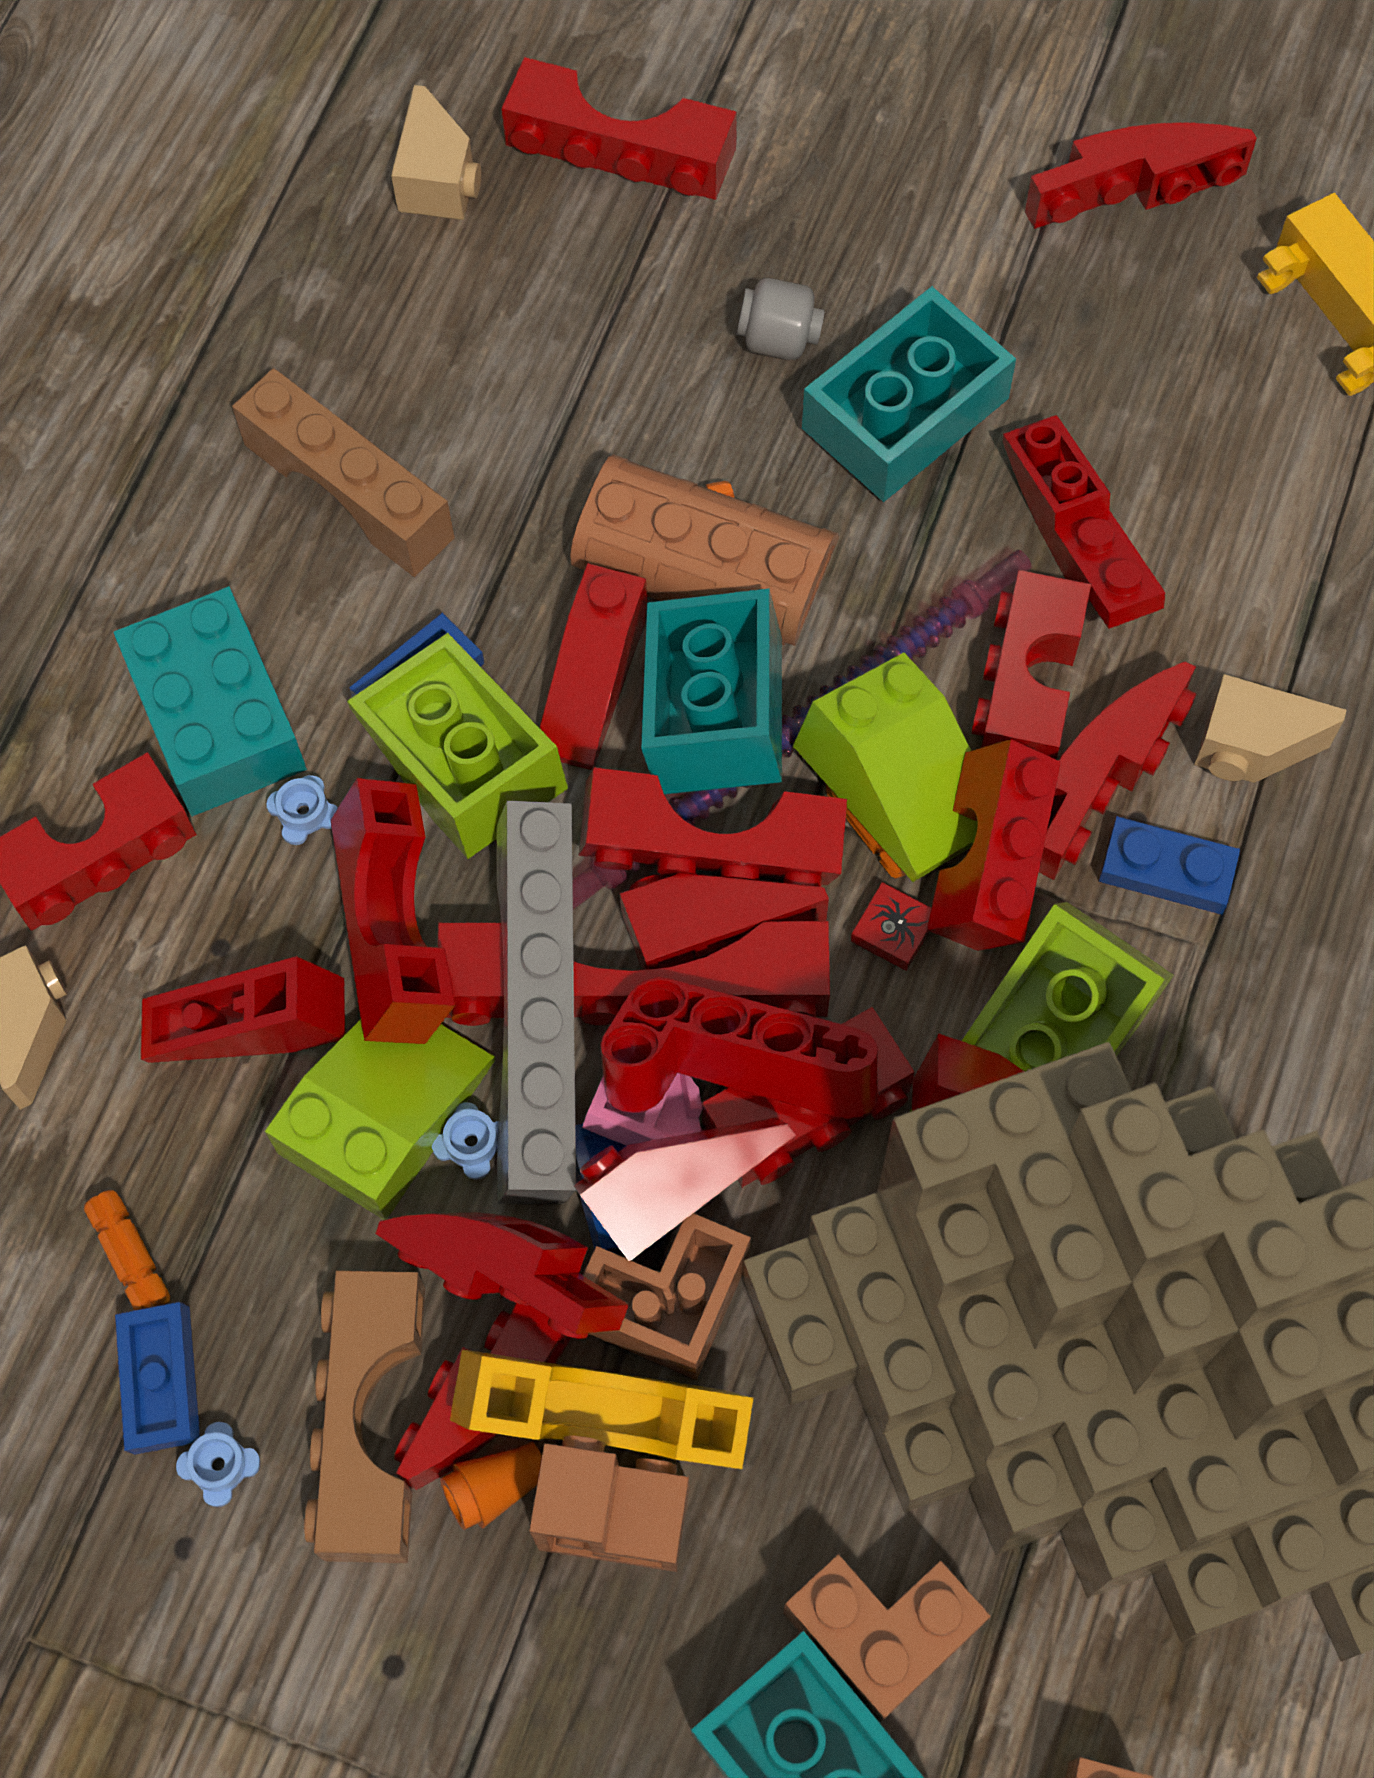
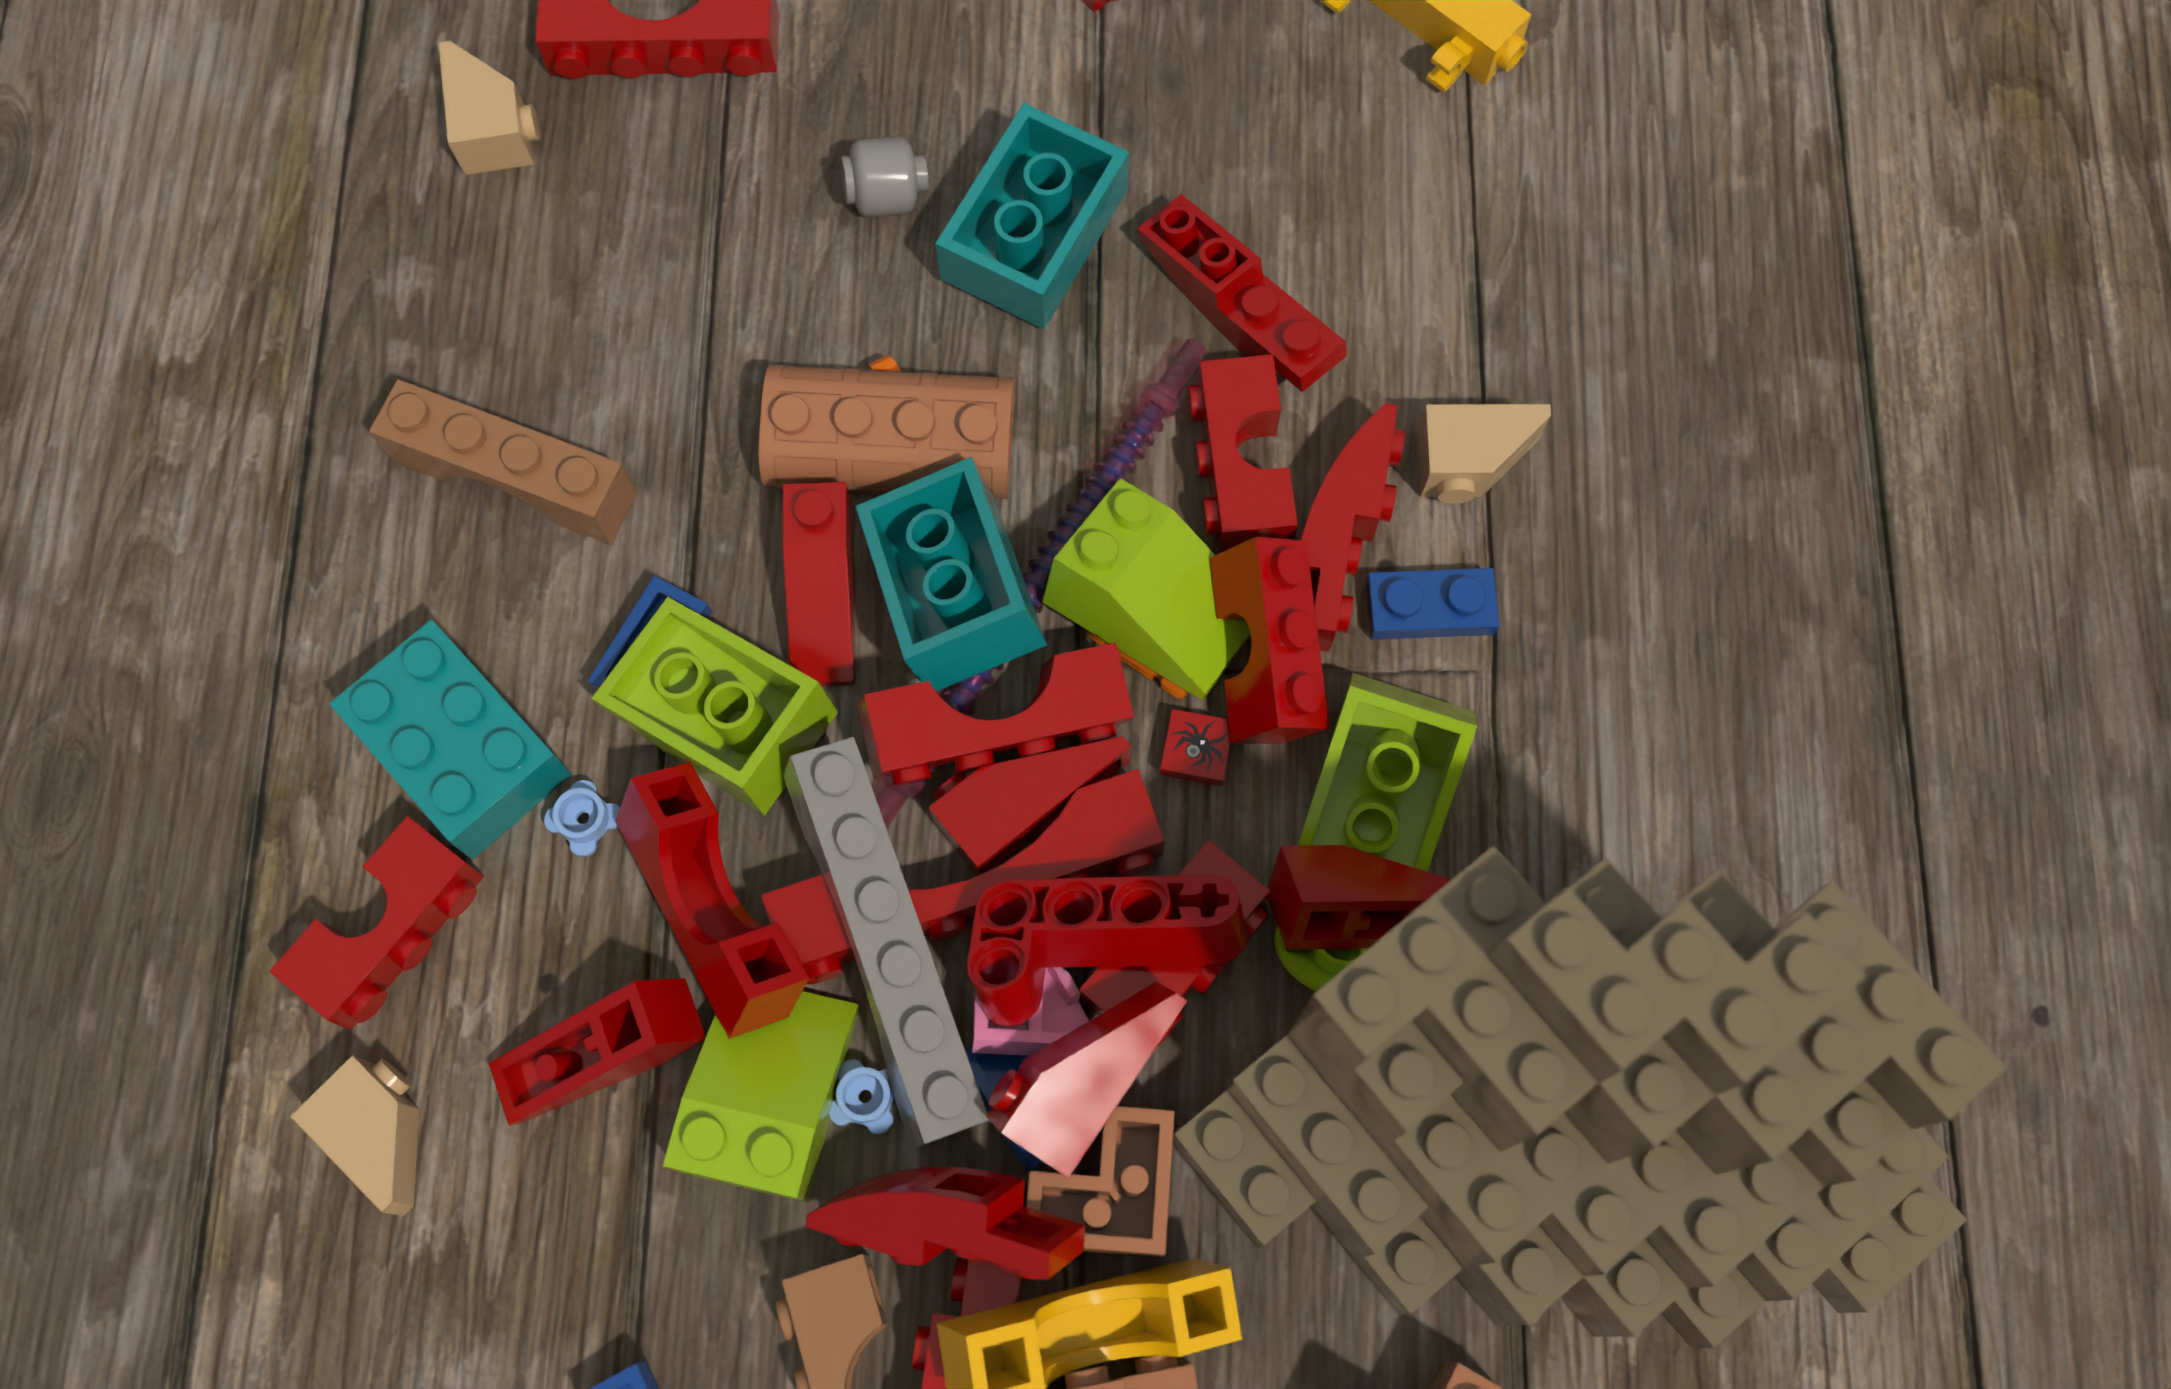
camera: 20 degrees left, 5 degrees up
(126, 1251) = (564, 1326): orange axle -> none

